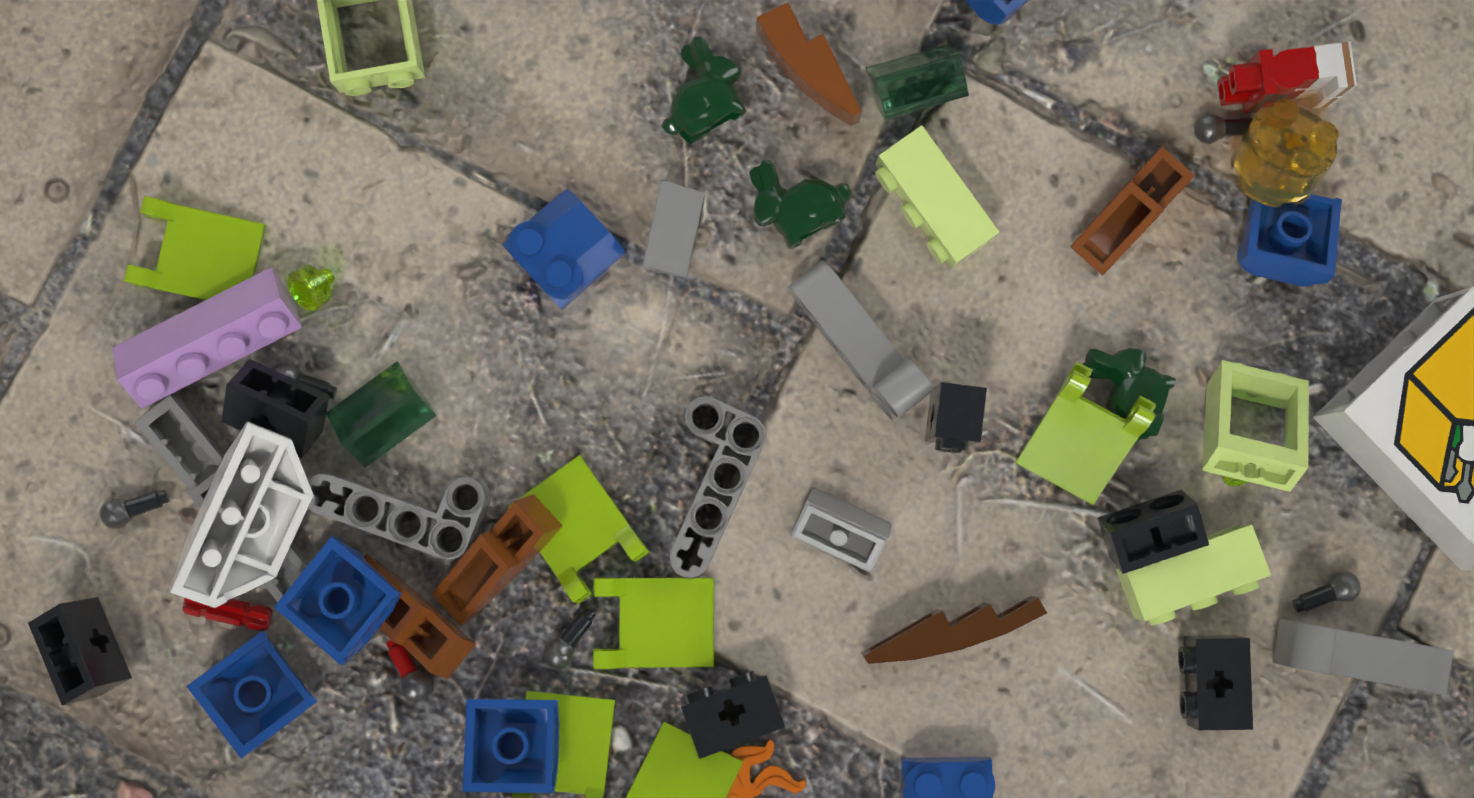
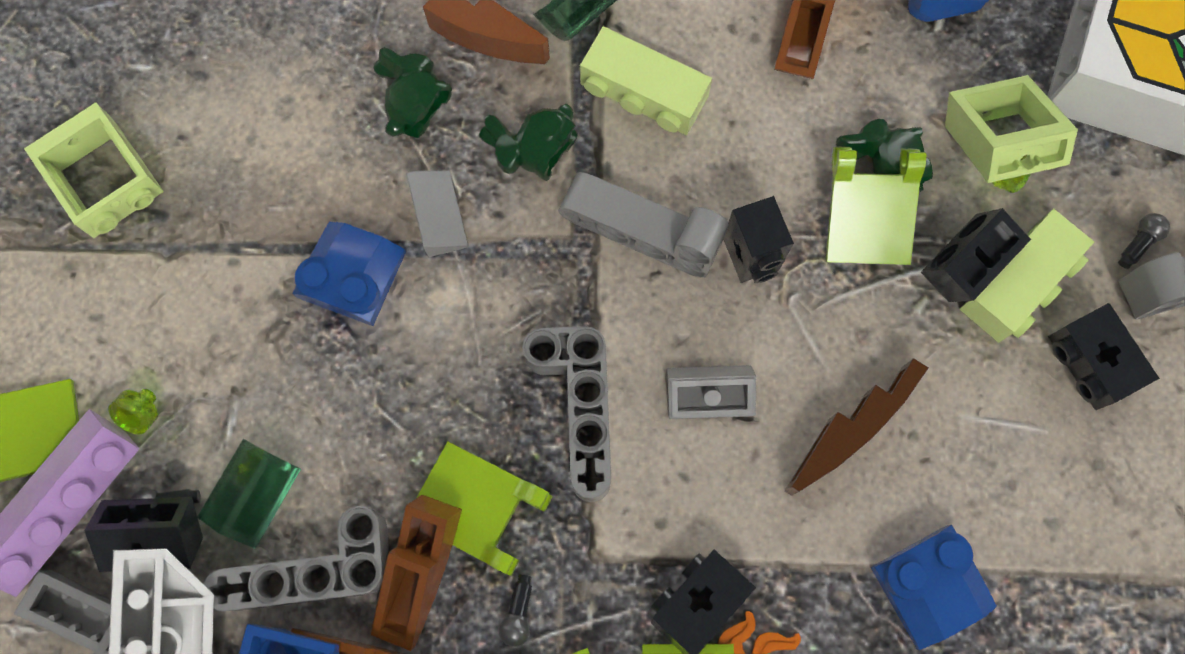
camera: 25 degrees left, 10 degrees down
(659, 622) = (592, 554): lime flag -> none

